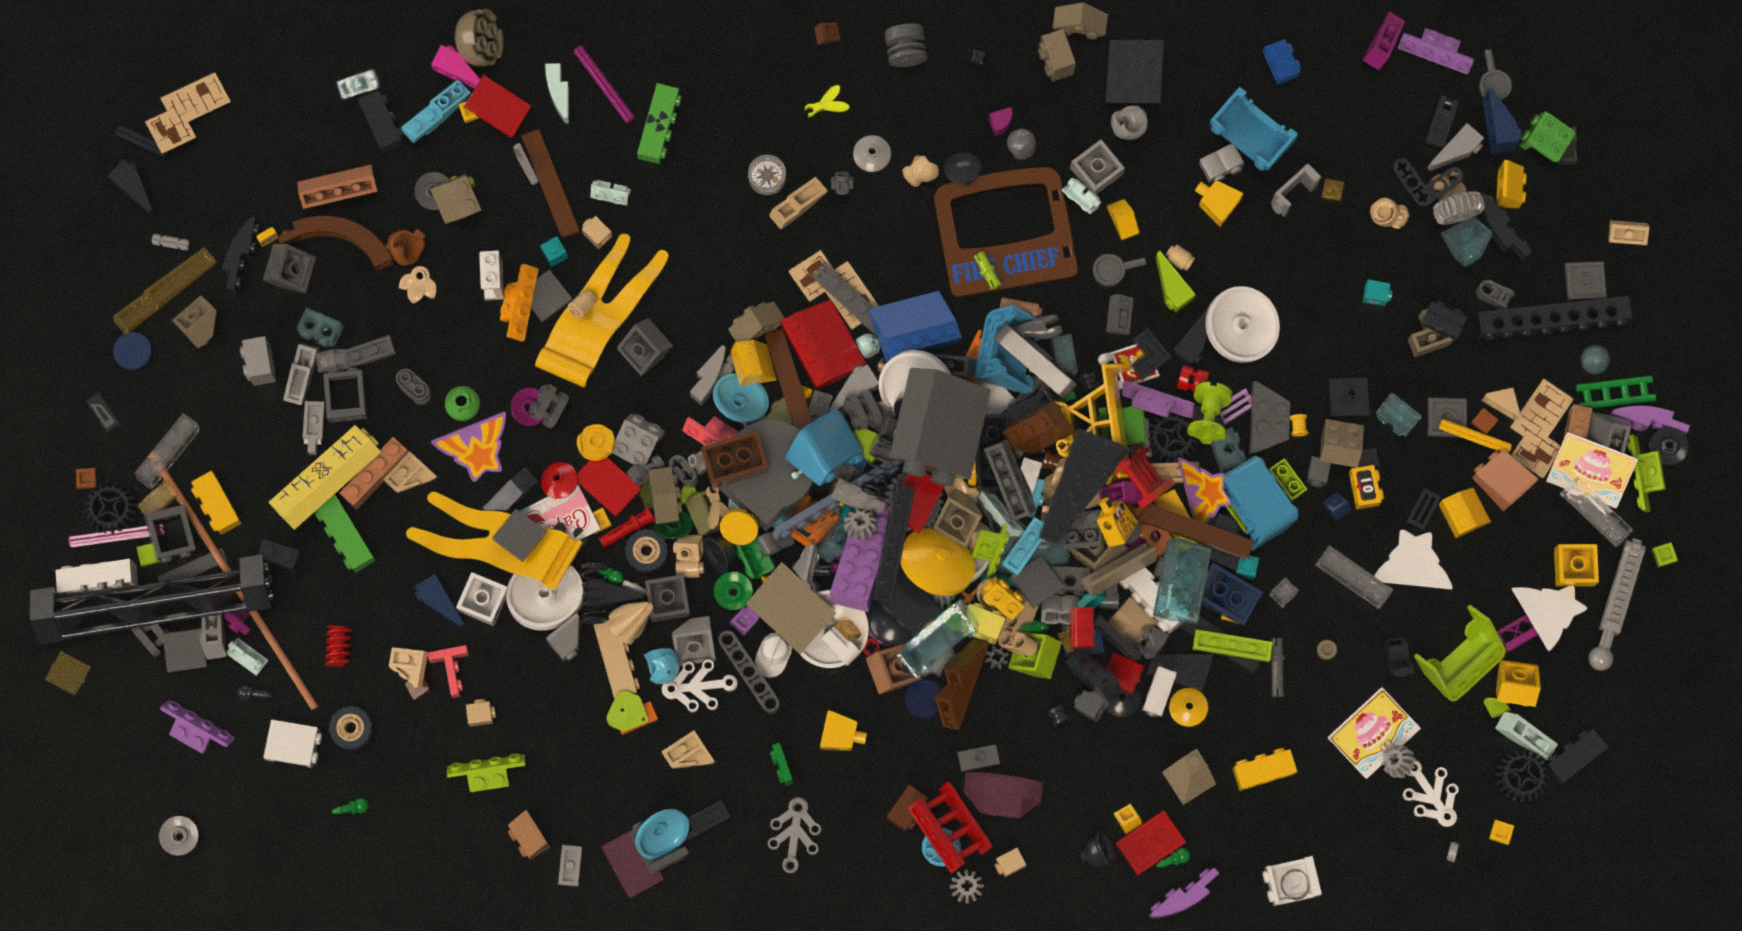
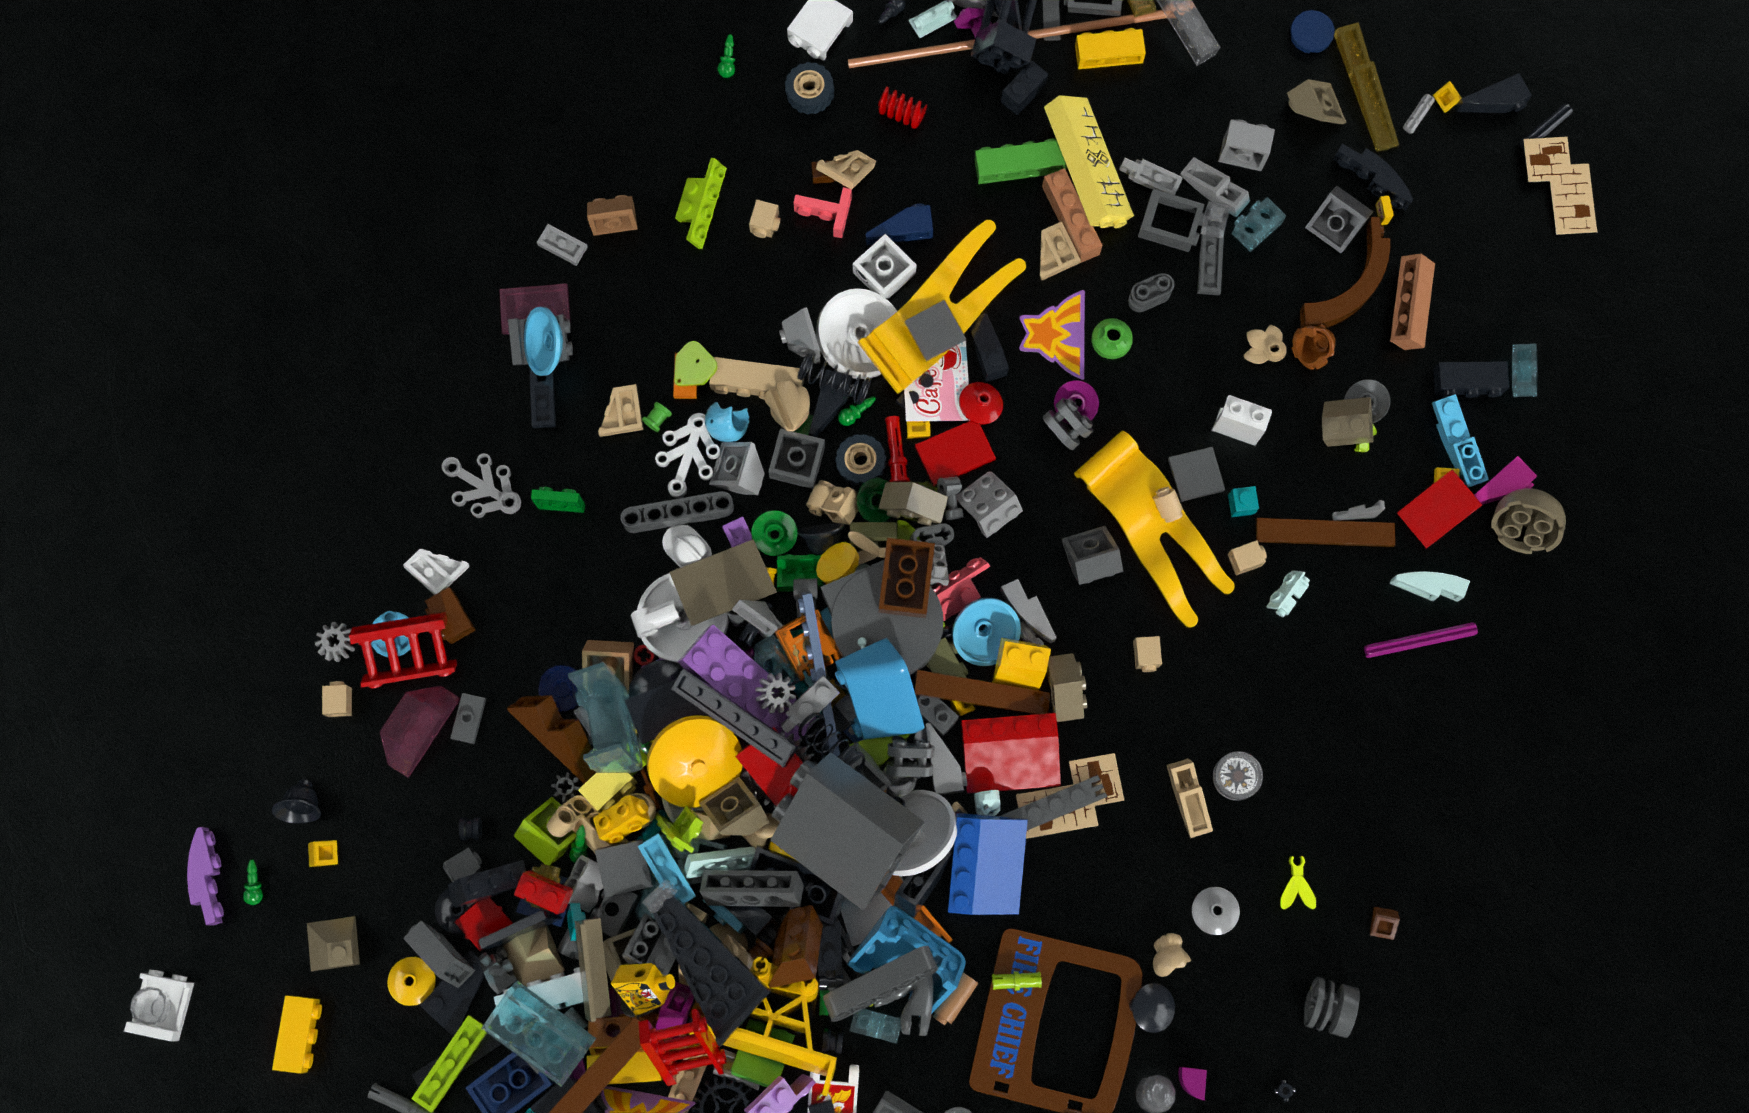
camera: 115 degrees right, 0 degrees up
(148, 224) = (1447, 96): none -> yellow slope
(518, 302) = (1199, 440): light orange bracket -> none
(596, 442) = (1005, 458): yellow tile -> none
(634, 586) = (827, 432): white helmet -> none
(658, 124) = (1349, 680): bright green brick -> none
(680, 724) = (656, 416): none -> bright green bush
(703, 275) = (1147, 653): none -> tan brick
(840, 733) = (565, 580): yellow torso -> none
(842, 183) = (1192, 858): dark grey gear -> none
(848, 629) = (670, 634): clear yellow tile -> none
(877, 838) = (435, 571): none -> white wing
(1047, 537) = (659, 895): none -> clear piece
(1150, 842) = (283, 866): red tile -> none

